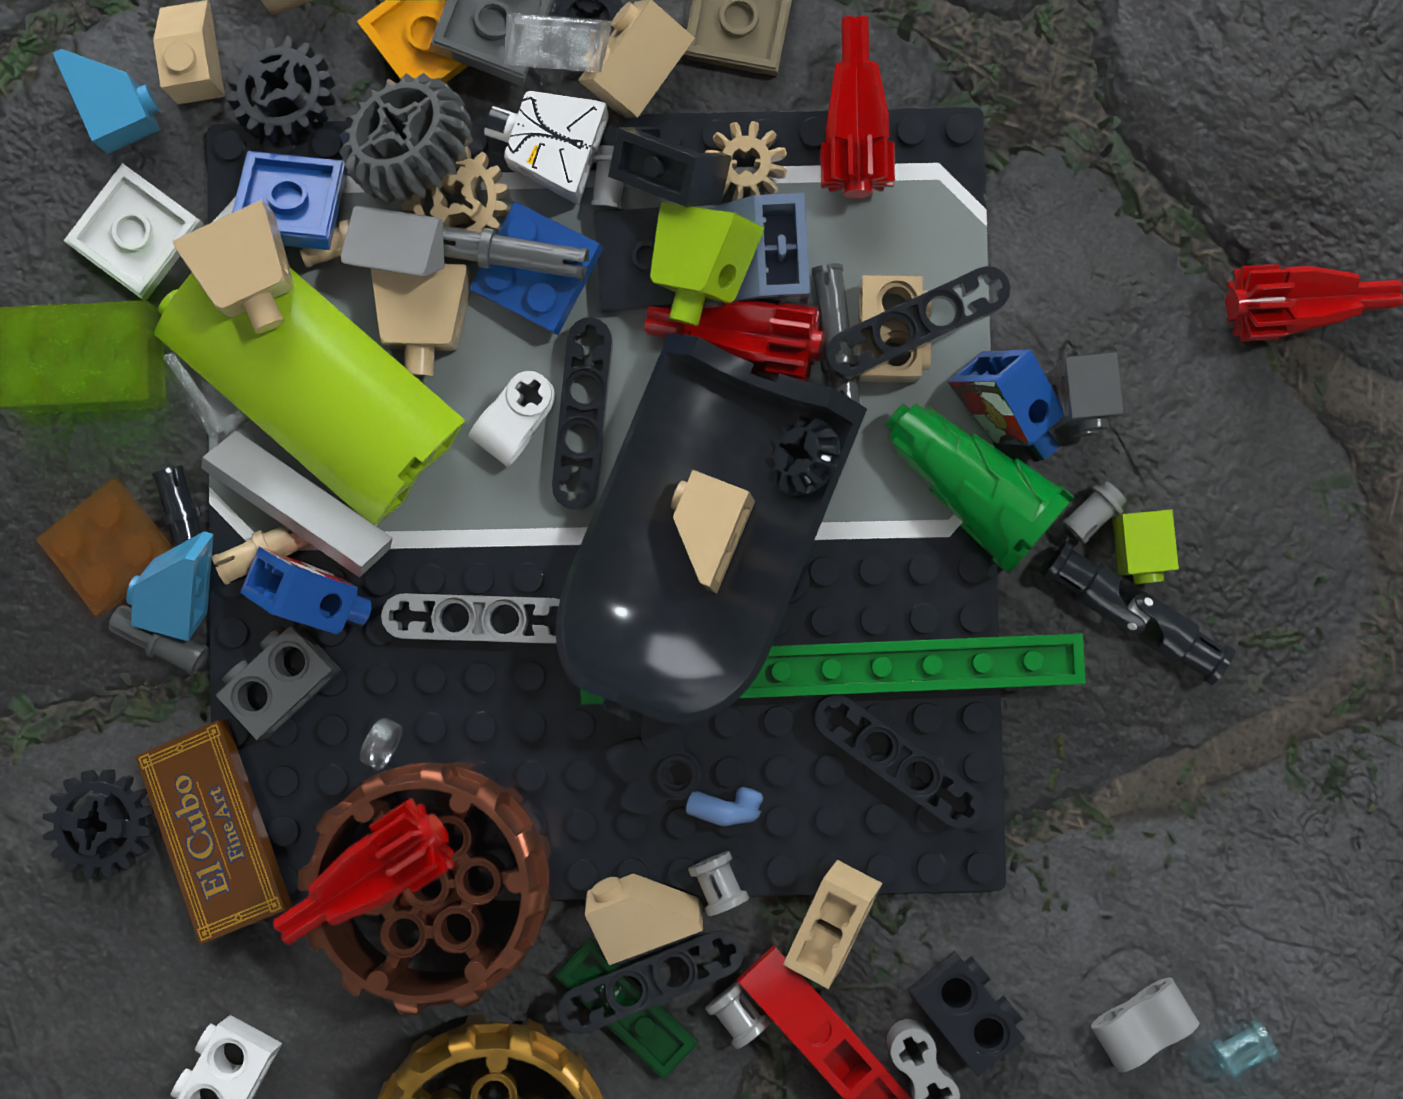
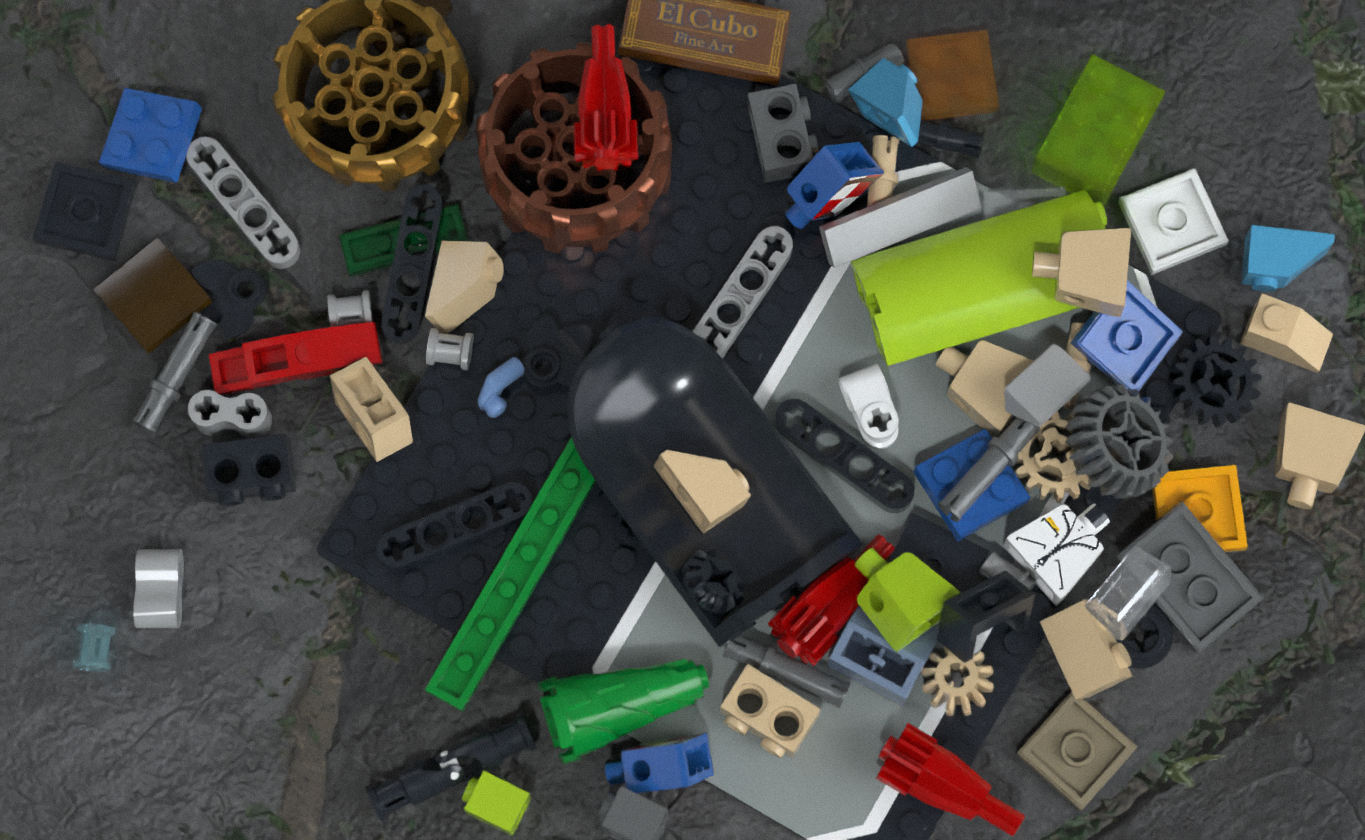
camera: 115 degrees right, 10 degrees down
(381, 743) = (693, 177): clear tile -> none
(914, 317) = (764, 724): black beam -> none
(1095, 511) = (543, 783): light grey pin -> none

